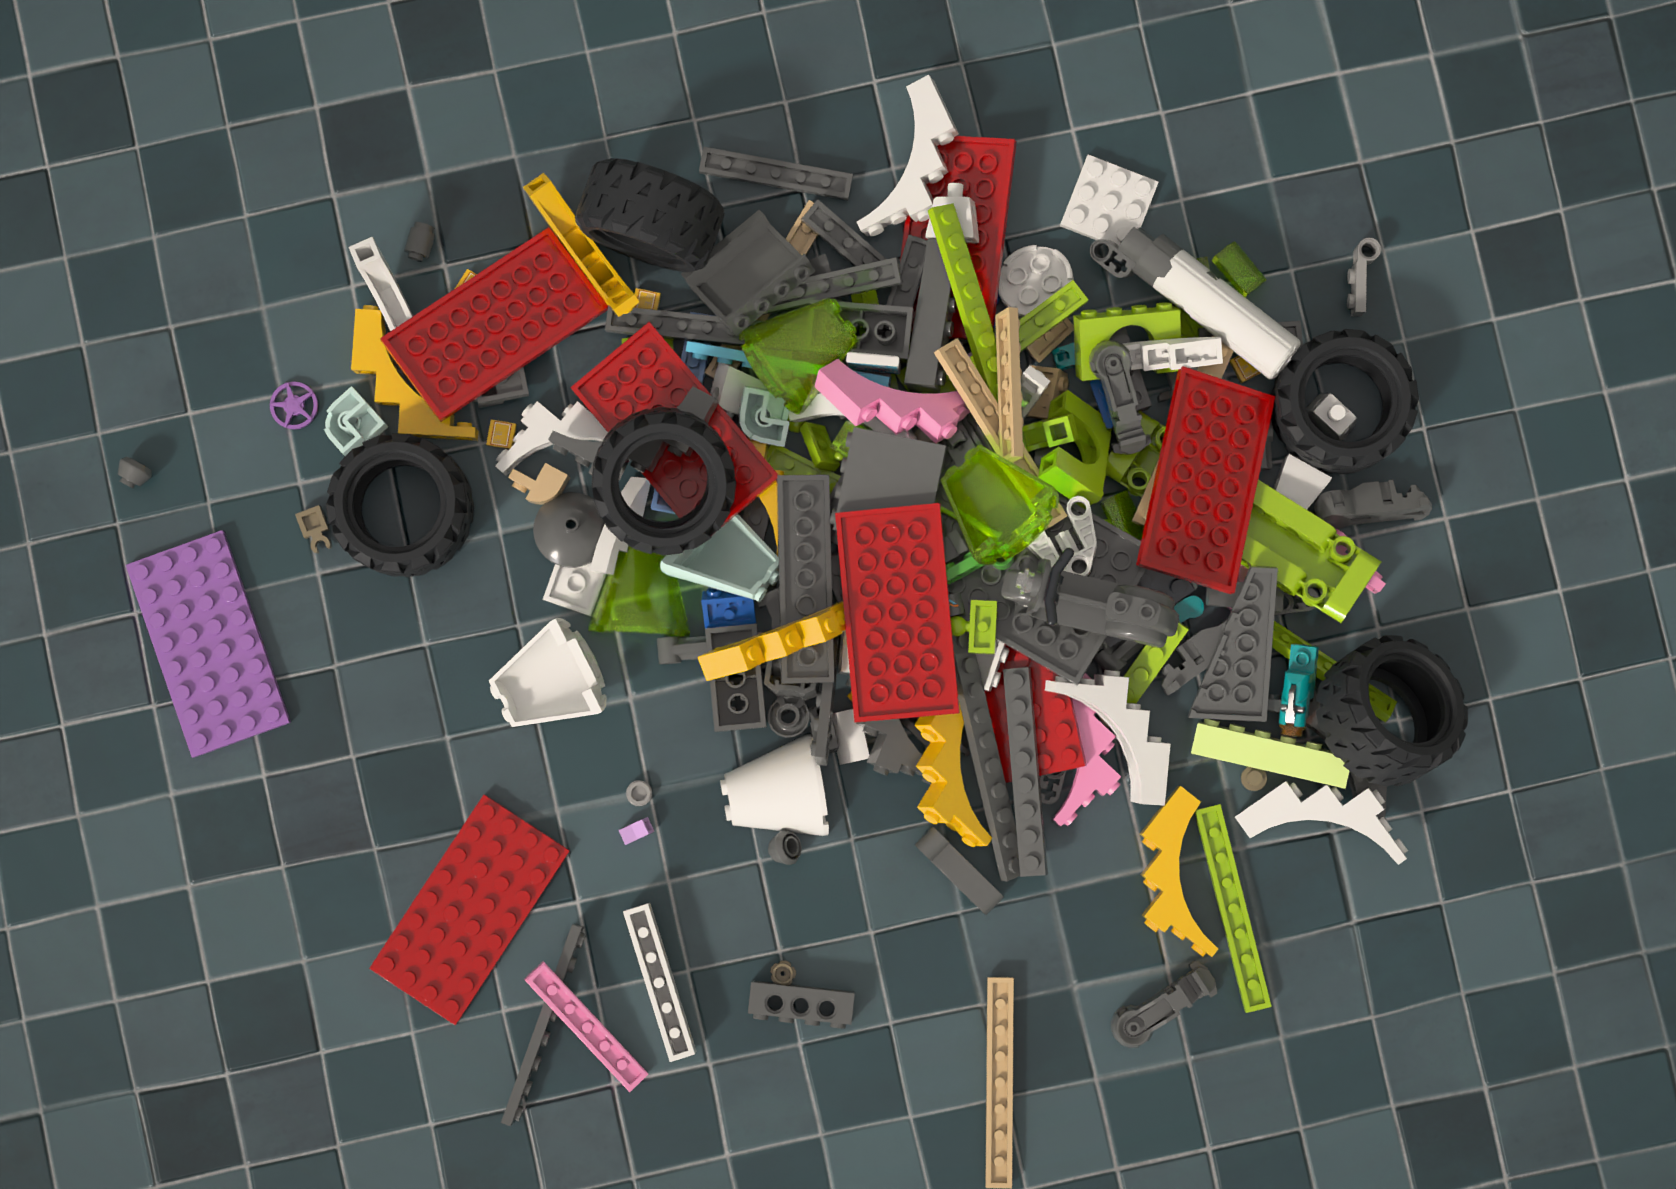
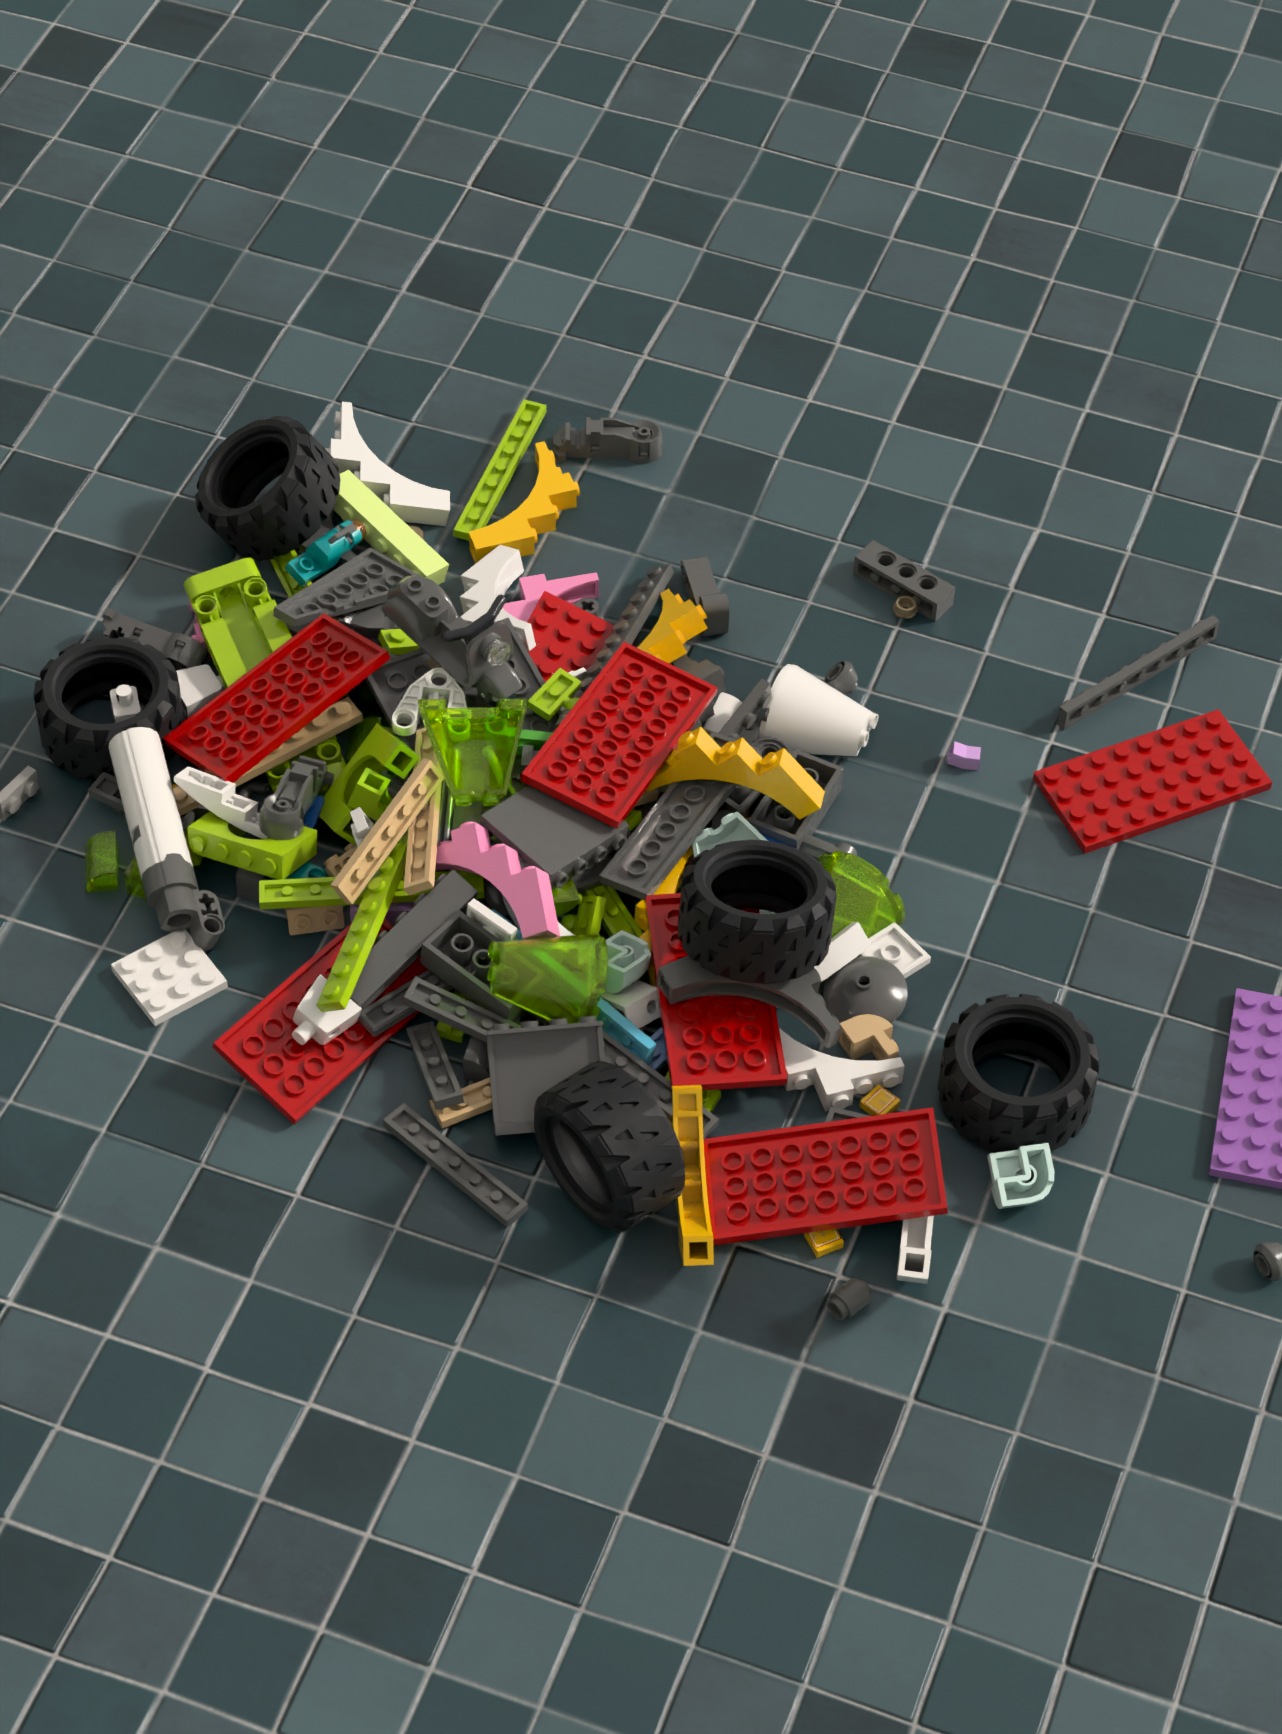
camera: 150 degrees left, 35 degrees down
(293, 405) = (1071, 1237): medium lavender wheel -> none
(313, 524) = (1115, 1123): dark tan plate -> none
(372, 357) = (965, 1225): yellow arch -> none
(550, 678) = (966, 880): white cone -> none
(586, 1026) = (1102, 647): bright pink tile -> none
(639, 793) = (942, 782): light grey tile -> none
(660, 982) = (1015, 645): white brick -> none
(925, 164) = (311, 1076): white arch -> none
(999, 1082) = (777, 462): tan plate -> none
(1025, 772) = (598, 612): dark grey plate -> none
(1032, 277) = (284, 942): white tile -> none

